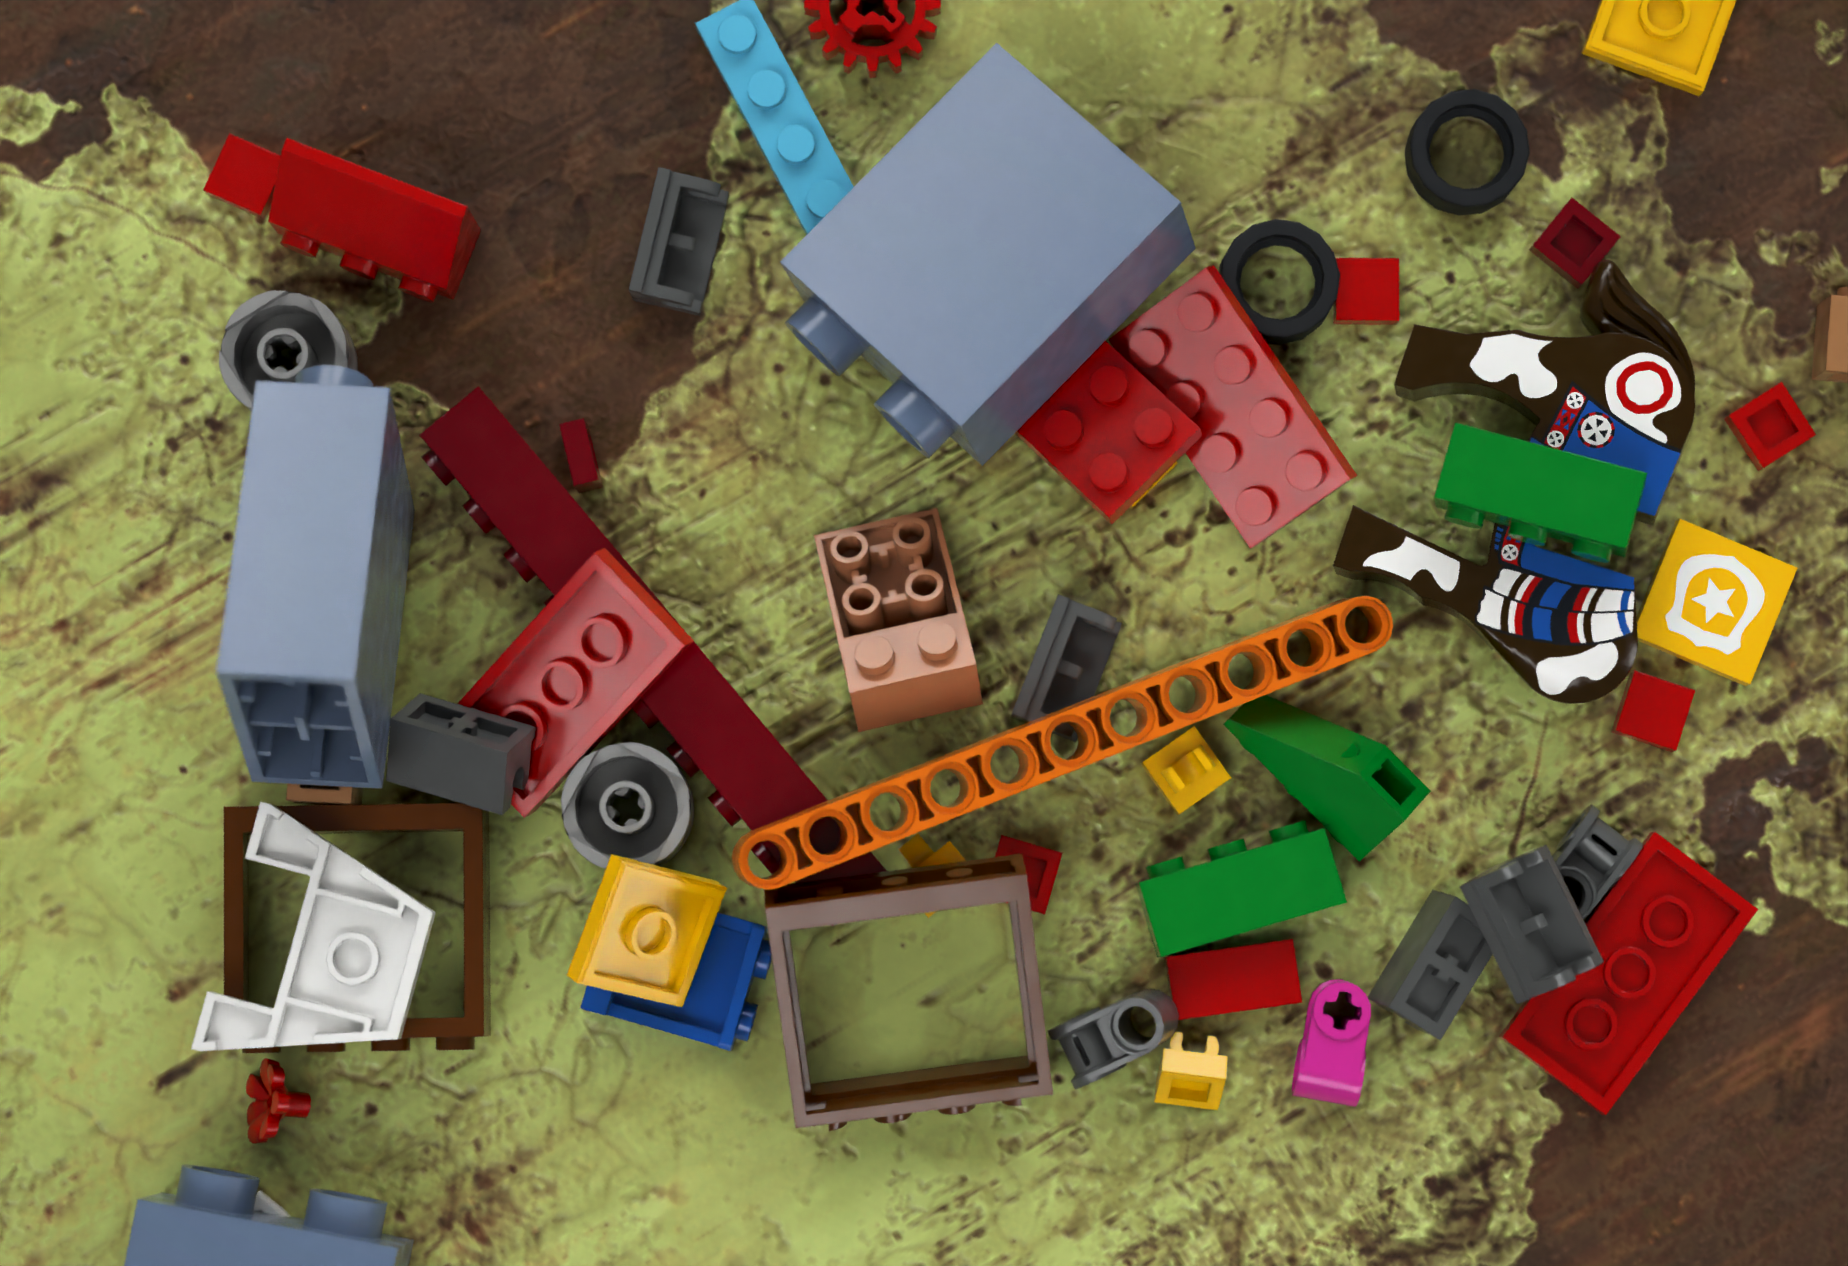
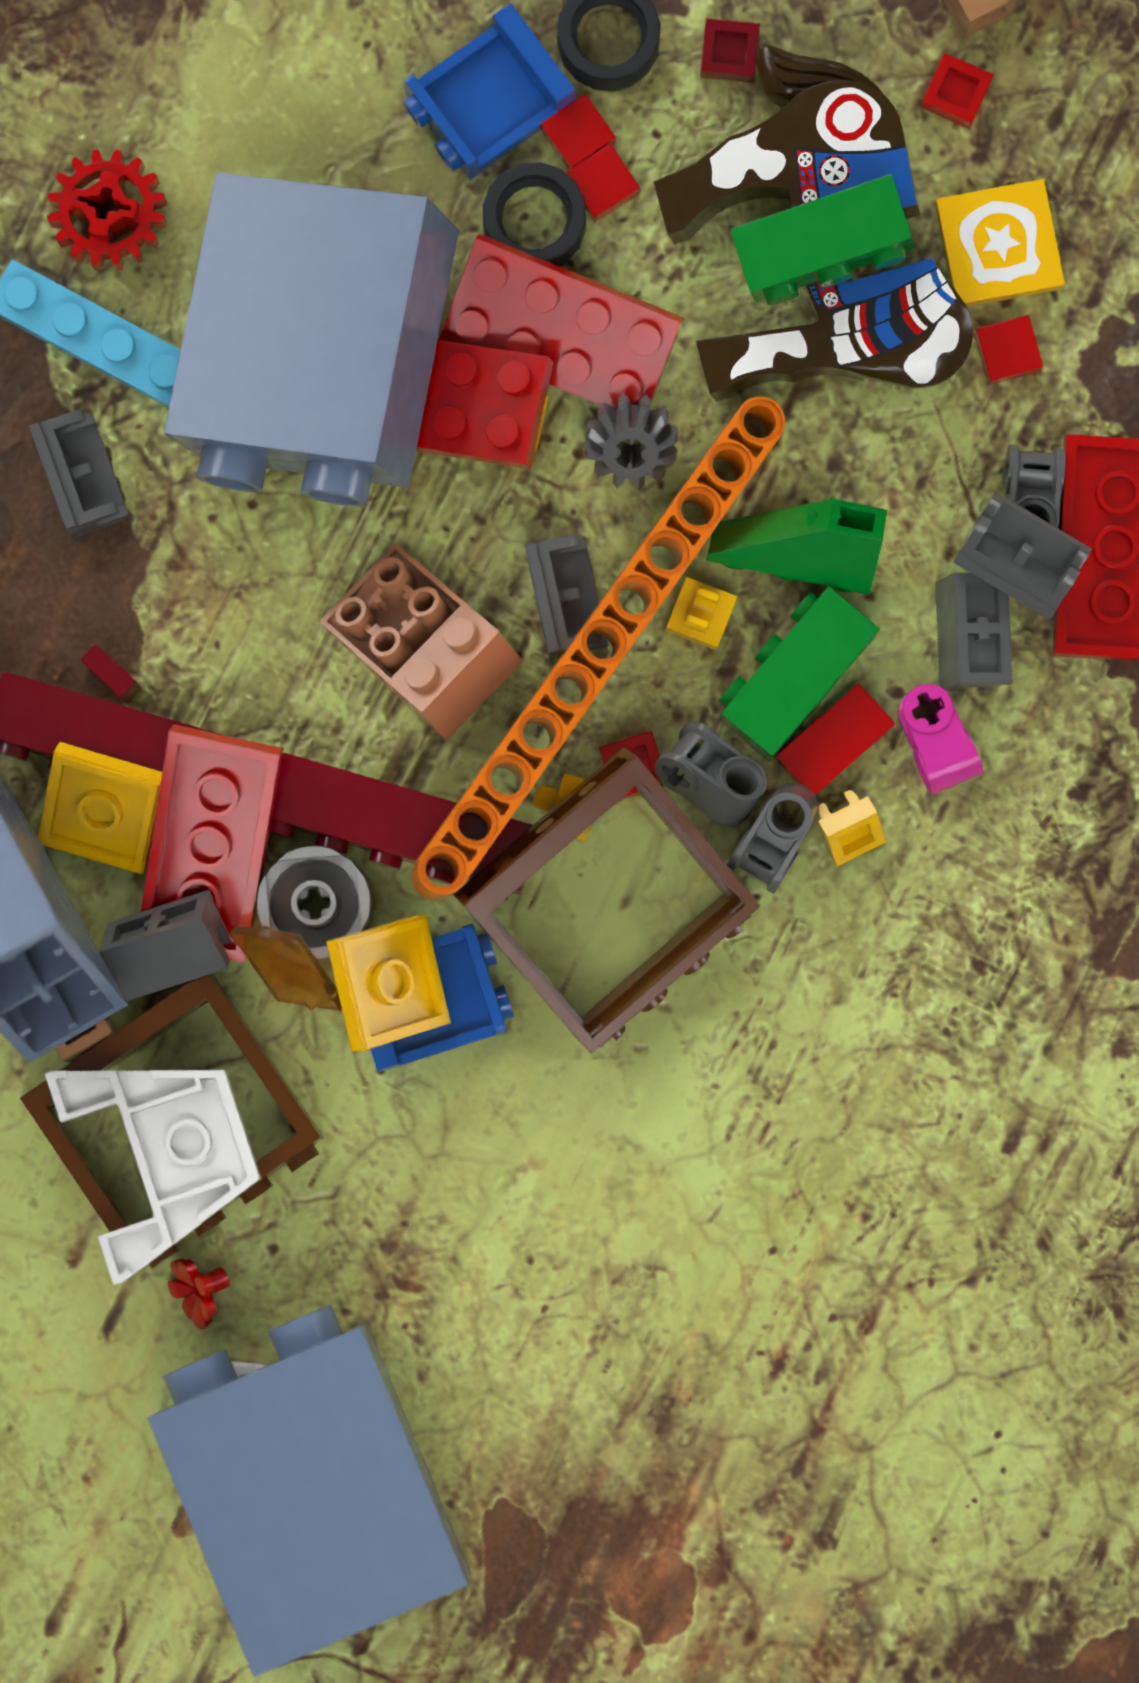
camera: 30 degrees left, 0 degrees up
(484, 578) = (100, 808): none -> yellow tile
(560, 851) = (287, 967): none -> clear orange piece
(1092, 931) = (711, 774): none -> dark grey piece
(1240, 544) = (631, 459): none -> dark grey gear
(1312, 135) = (488, 95): none -> blue panel
(1375, 226) = (577, 131): none -> red tile

